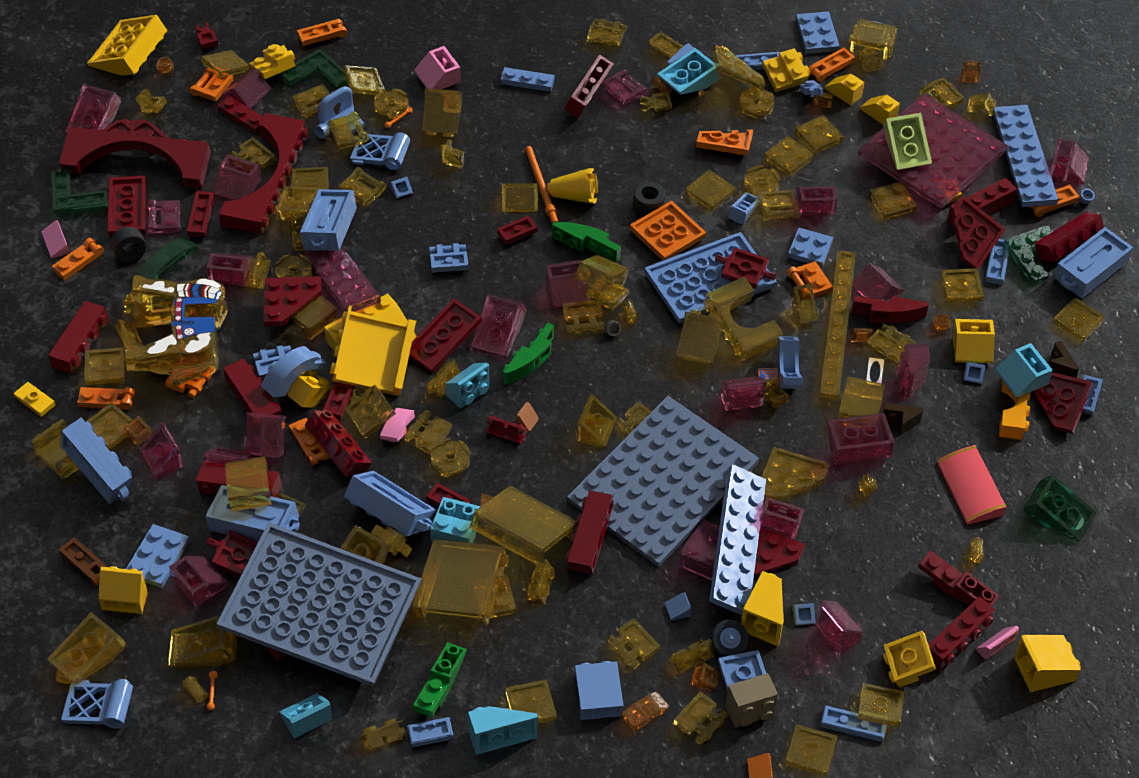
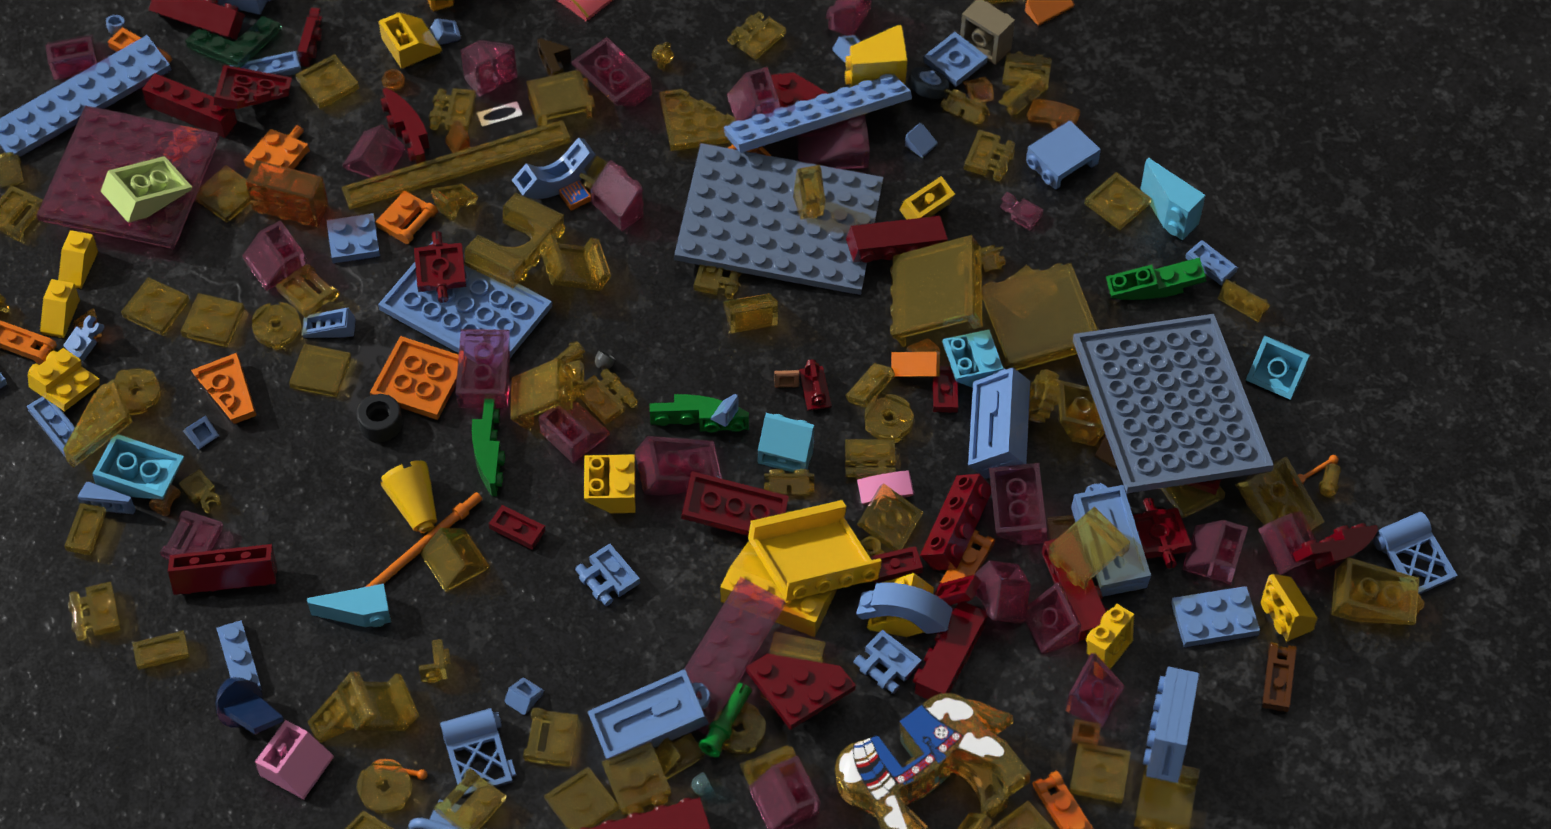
camera: 120 degrees left, 5 degrees up
(132, 648) = (1337, 546): none -> dark red slope
(164, 623) = (1285, 537): none -> clear pink slope
(183, 471) = (1112, 635): none -> yellow plate
(272, 237) = (701, 785): none -> clear light blue hinge
(283, 405) = (958, 590): none -> dark red plate
(293, 251) = (721, 729): none -> green pin
(320, 483) = (1018, 503): none -> clear pink slope
(477, 488) = (916, 364): none -> orange tile
(484, 460) = (870, 384): none -> clear yellow plate
(491, 59) = (242, 704): none -> dark blue piece
(511, 281) = (610, 482): none -> yellow slope
(513, 356) = (726, 410): none -> medium blue slope
(518, 135) = (358, 606): none -> medium azure slope
(558, 48) = (160, 650): none -> clear yellow plate
(566, 638) = (1023, 213): none -> clear pink plate
(611, 570) = (928, 200): none -> yellow brick
(643, 253) = (483, 368): none -> clear pink slope
(659, 487) = (809, 192): none -> clear yellow slope
(676, 695) = (1029, 86): none -> clear yellow hinge
(703, 120) = (201, 432): none -> medium blue slope
(847, 558) = (761, 38): none -> clear yellow plate
(863, 217) = (287, 193): none -> clear orange brick
(910, 236) = (279, 149): none -> orange plate
(1011, 291) = (311, 34): none -> dark red plate

